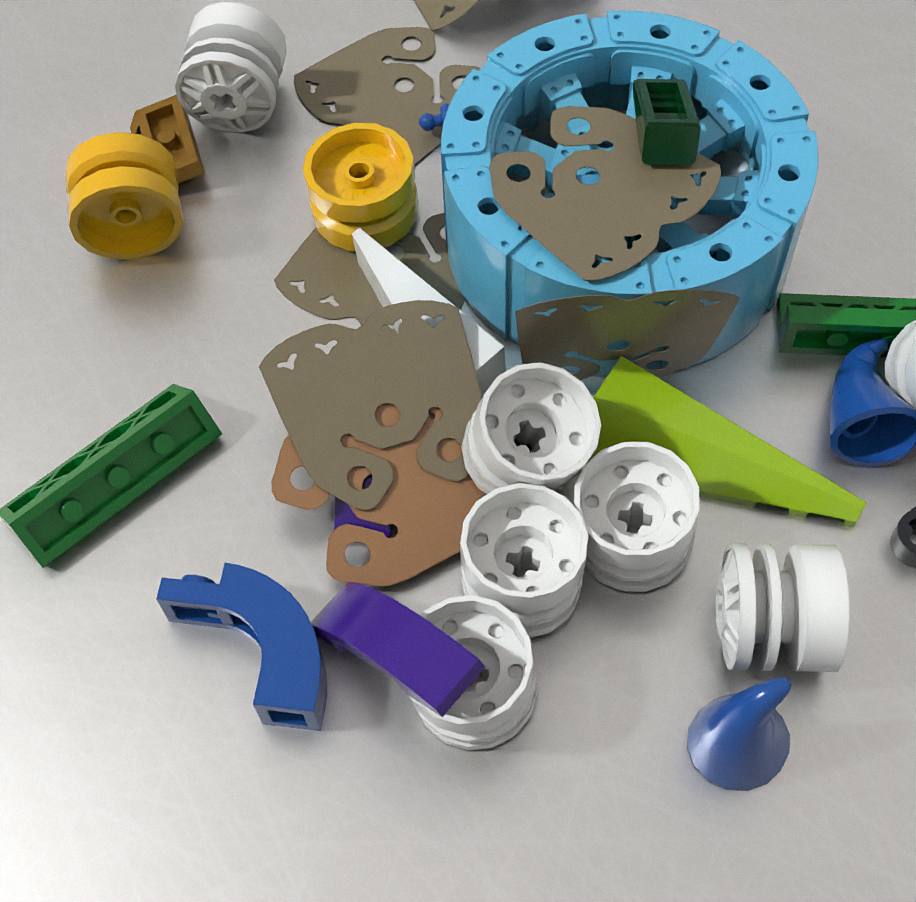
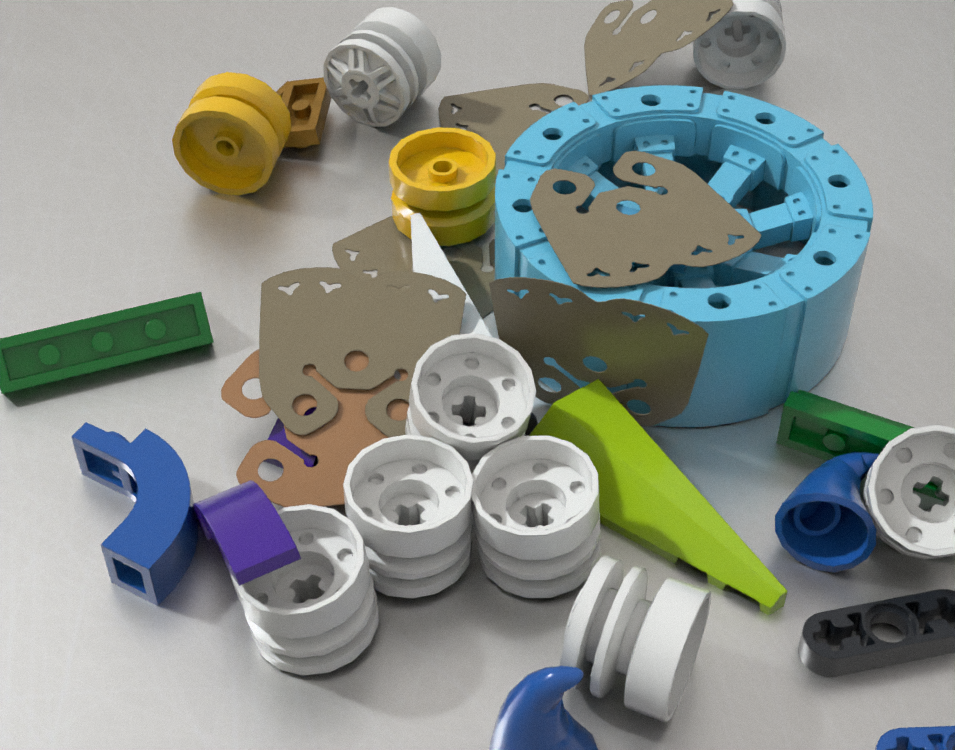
camera: 20 degrees right, 15 degrees down
(666, 122) = (723, 184): dark green slope -> none

